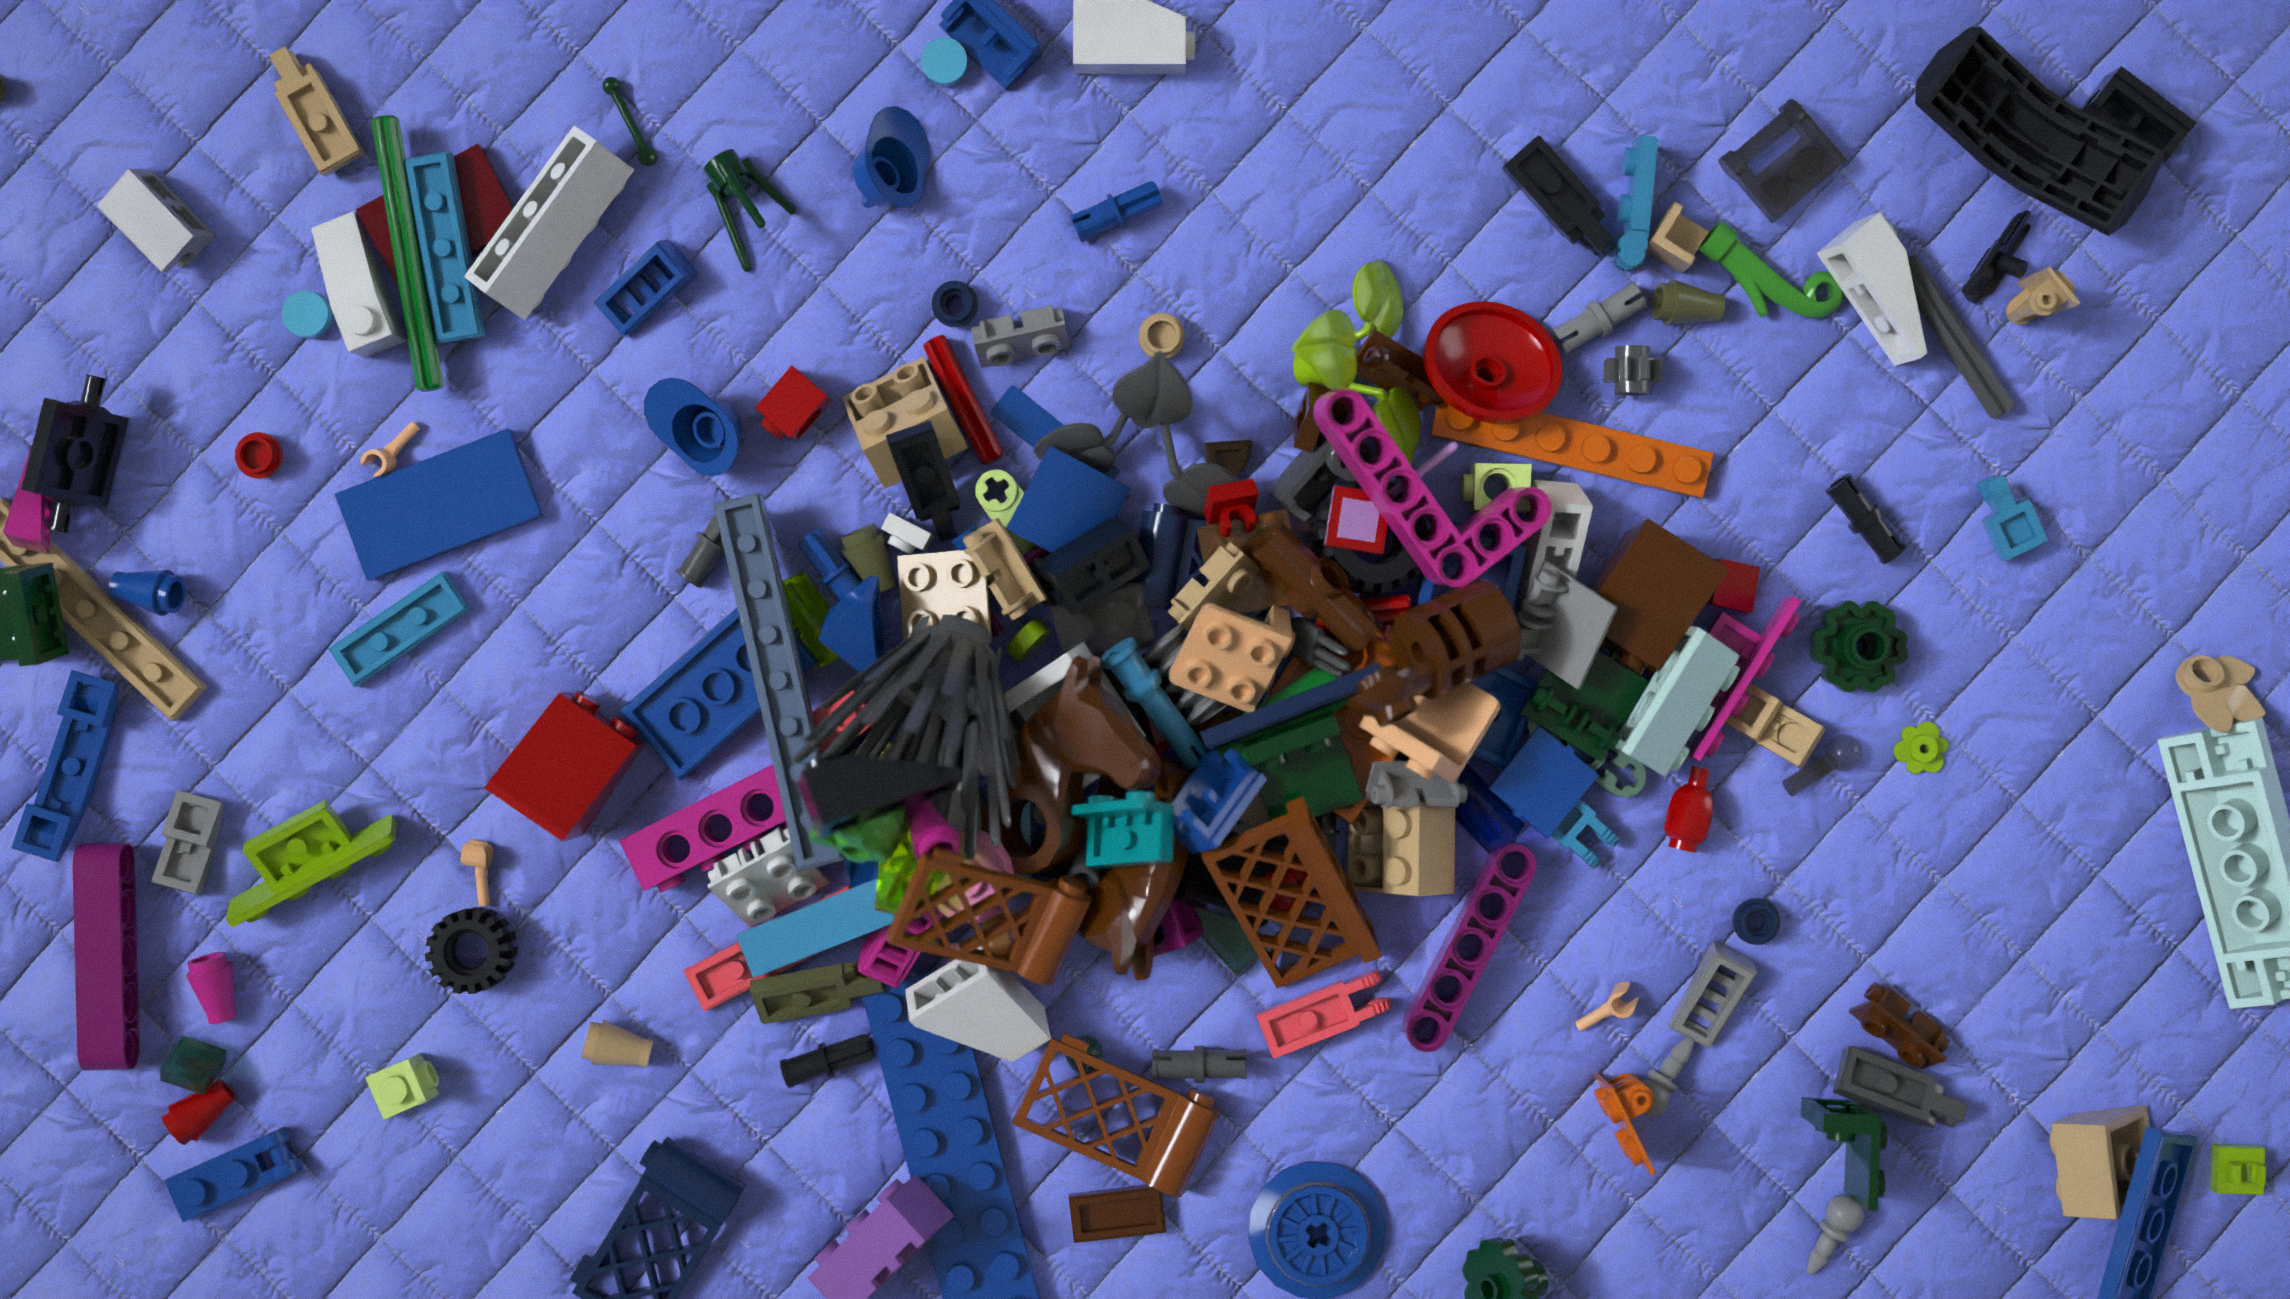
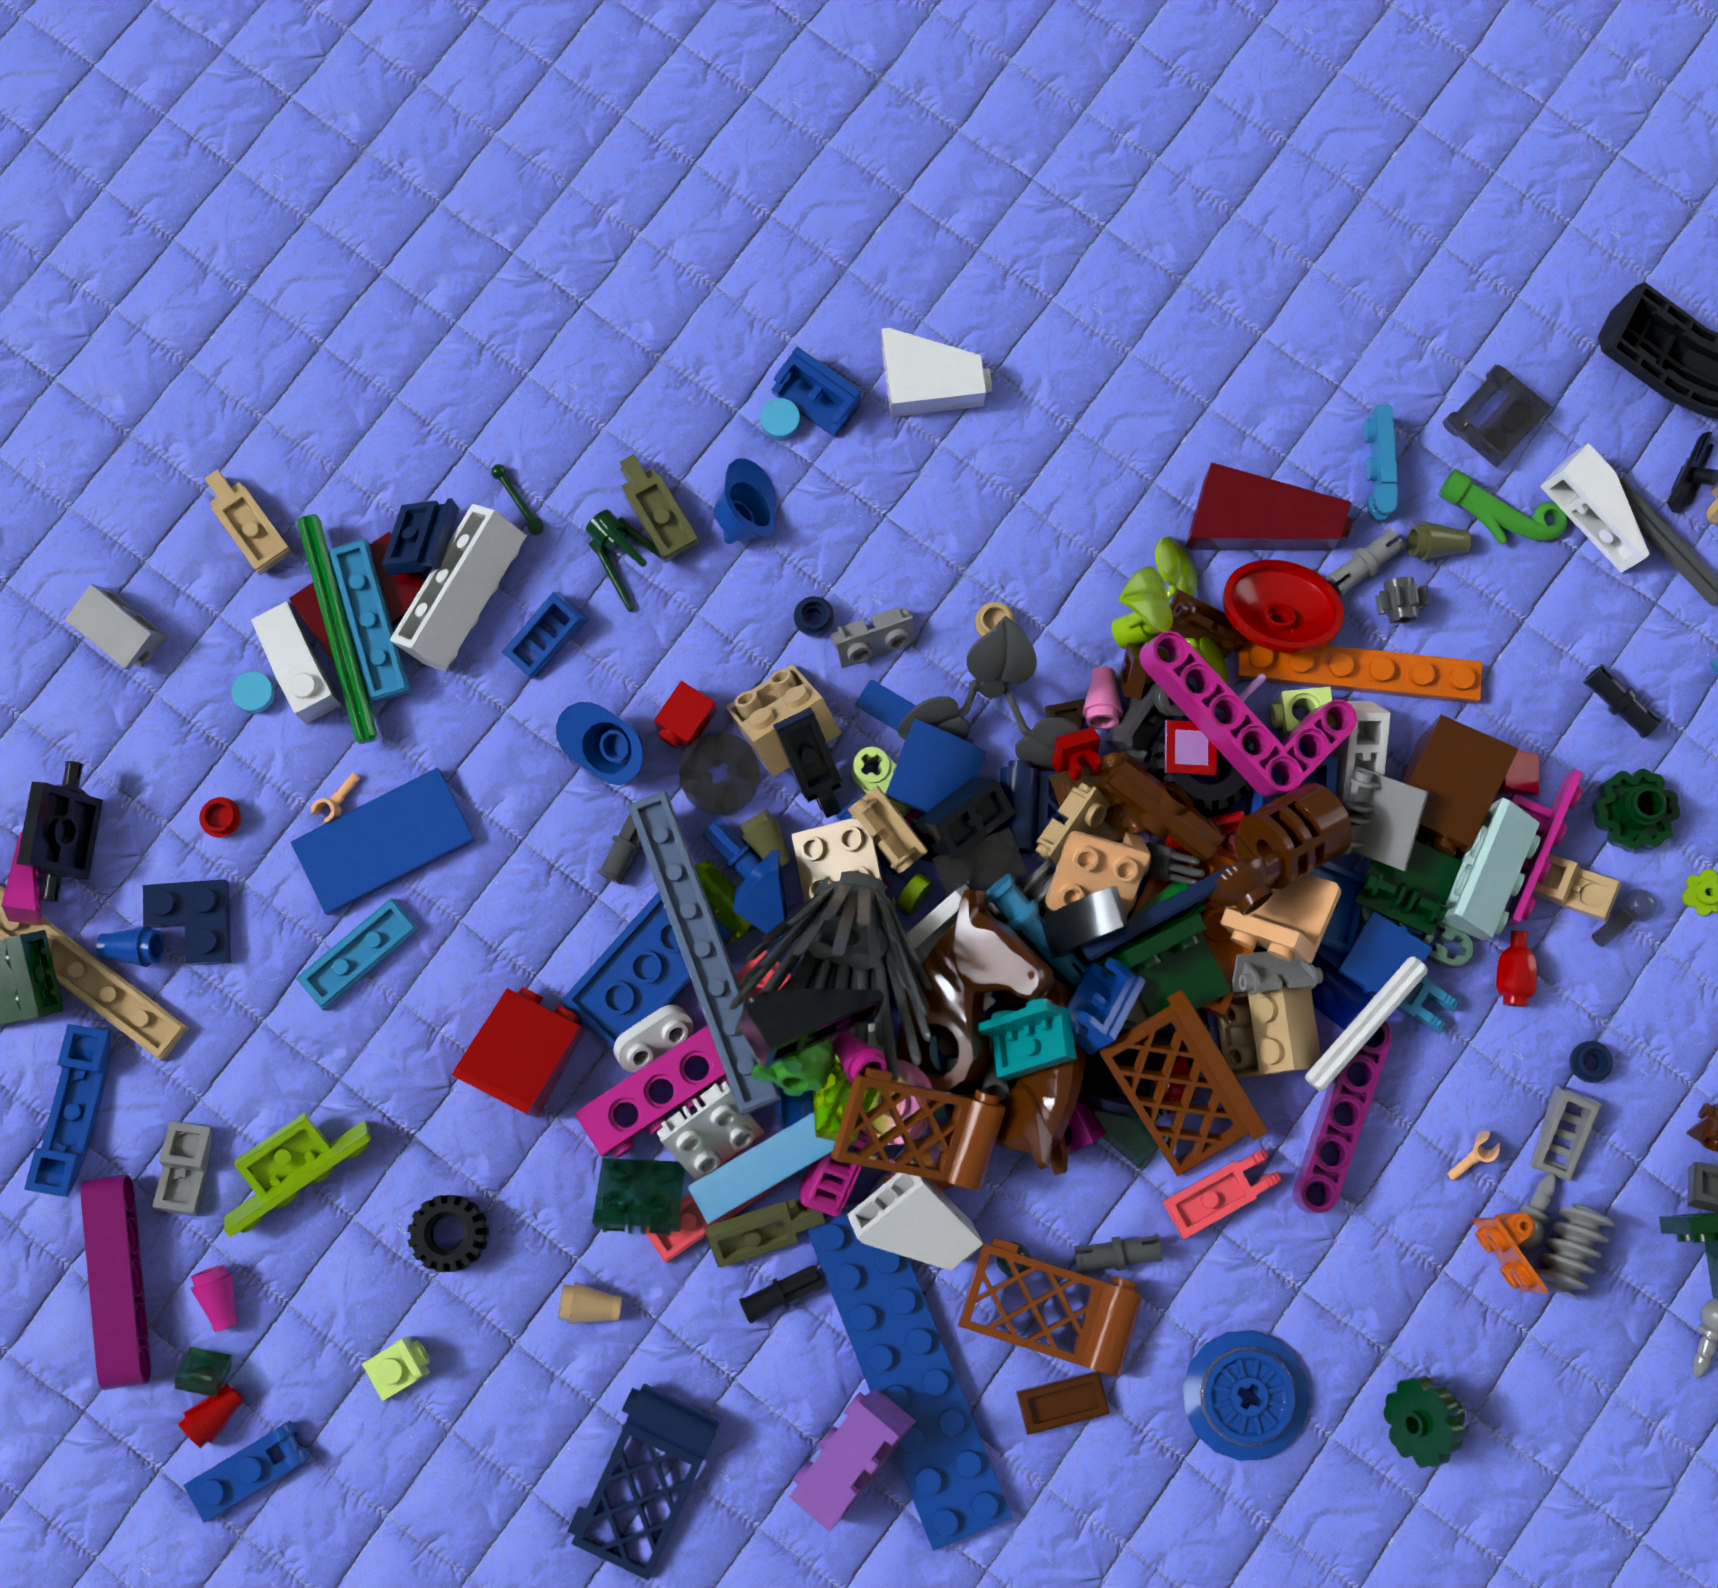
camera: 15 degrees left, 10 degrees down
(233, 562) = (202, 910): none -> dark blue plate
(479, 855) = (447, 1146): light nougat hand -> none
(511, 157) = (420, 537): none -> dark blue plate
(682, 936) = (639, 1195): none -> clear green hinge
(717, 766) = (652, 1037): none -> white plate
(788, 157) = (657, 510): none -> olive hinge
(798, 476) = (713, 751): none -> clear smoke plate
(906, 535) = (796, 814): white plate -> none
(963, 400) = (837, 703): red axle -> none
(1116, 210) = (941, 522): blue axle -> none
(1207, 706) = (1084, 922): none -> black slope
(1271, 445) = (1102, 701): none -> bright pink cone
(1488, 247) = (1264, 514): none -> dark red slope
(1508, 853) = (1366, 1023): none -> white axle
(1558, 195) = (1314, 463): black hinge -> none
(1675, 239) = (1419, 489): tan panel -> none
(1698, 1124) = (1573, 1249): none -> light grey piece

